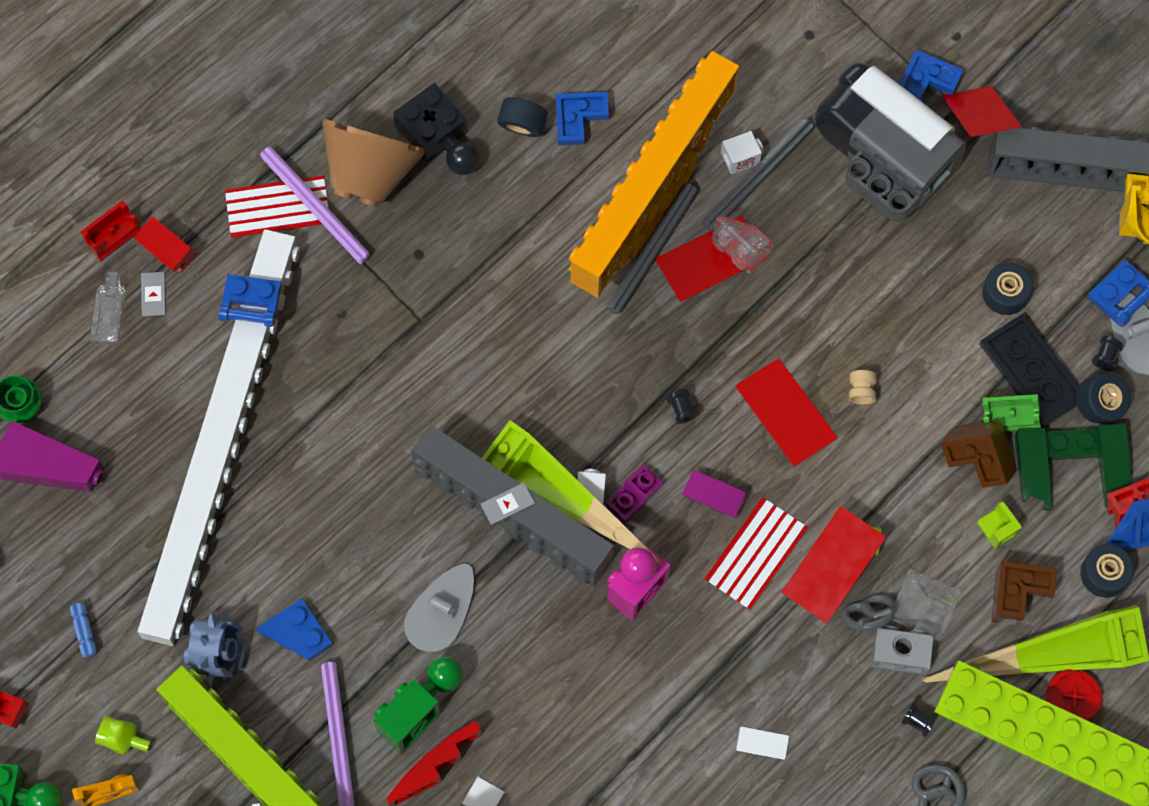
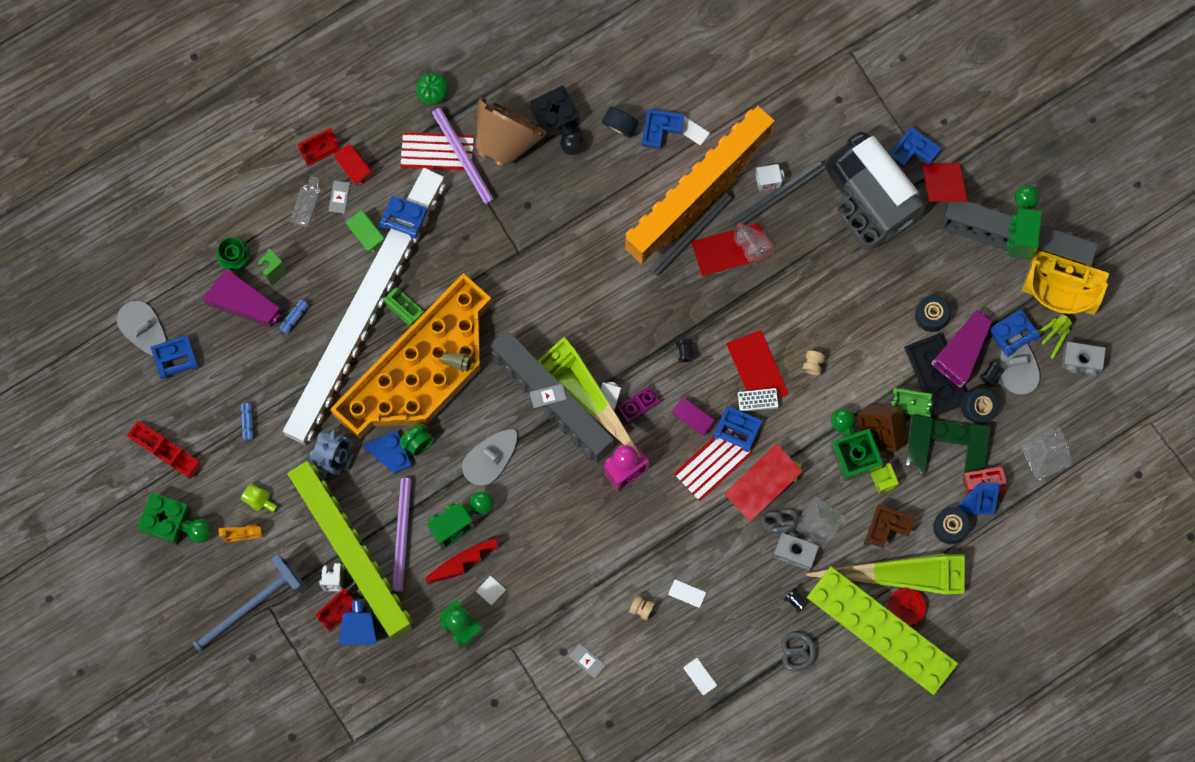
camera: 15 degrees right, 5 degrees up
(83, 406) = (275, 270): none -> bright green hinge
(121, 469) = (293, 316): none -> medium blue axle
(201, 332) = (366, 231): none -> bright green hinge
(253, 123) = (432, 88): none -> green piece
(275, 426) = (403, 306): none -> bright green hinge
(318, 502) = (409, 379): none -> light orange brick
(332, 604) = (416, 439): none -> green piece
(368, 481) = (458, 361): none -> olive cone
(625, 113) = (694, 131): none -> white sticker
(698, 773) = (637, 606): none -> tan wheel
(783, 490) = (740, 423): none -> blue plate
(797, 453) = (757, 400): none -> tile
(953, 483) = (861, 443): none -> green brick
(1061, 331) = (963, 349): none -> magenta slope
(1110, 141) = (1024, 224): none -> green brick

